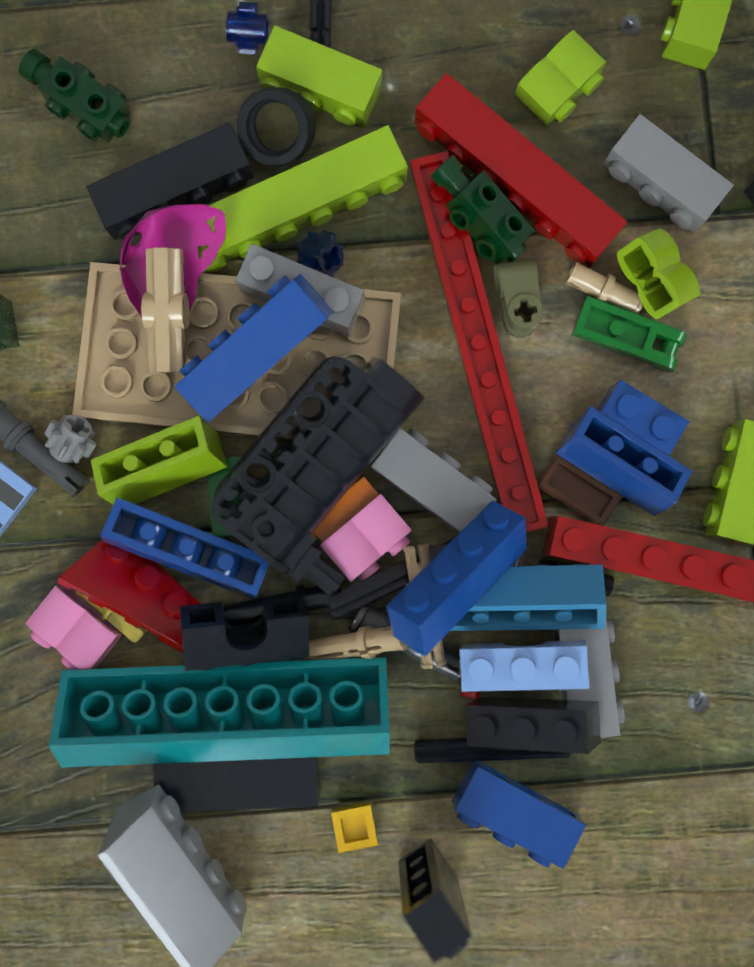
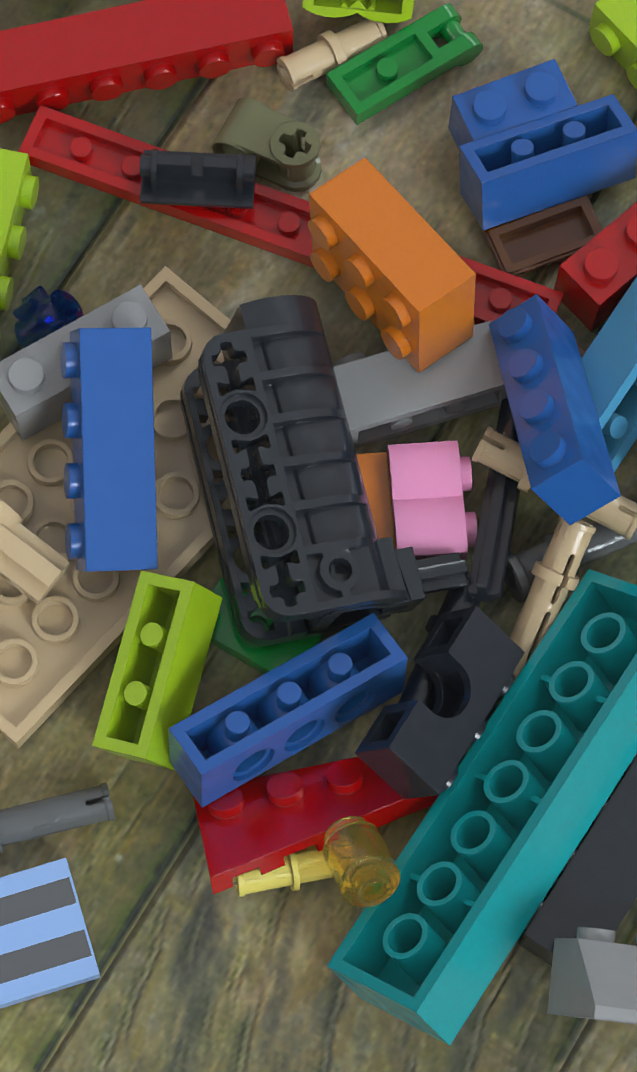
camera: 55 degrees left, 15 degrees down
(70, 438) = (42, 764): light grey gear -> none
(72, 629) = (281, 929): bright pink brick -> none
(125, 650) = (360, 862): none -> clear yellow brick
(463, 271) = (197, 179): none -> black hinge
(479, 421) = (391, 265): none -> orange brick
(483, 212) = (151, 105): dark green brick -> none

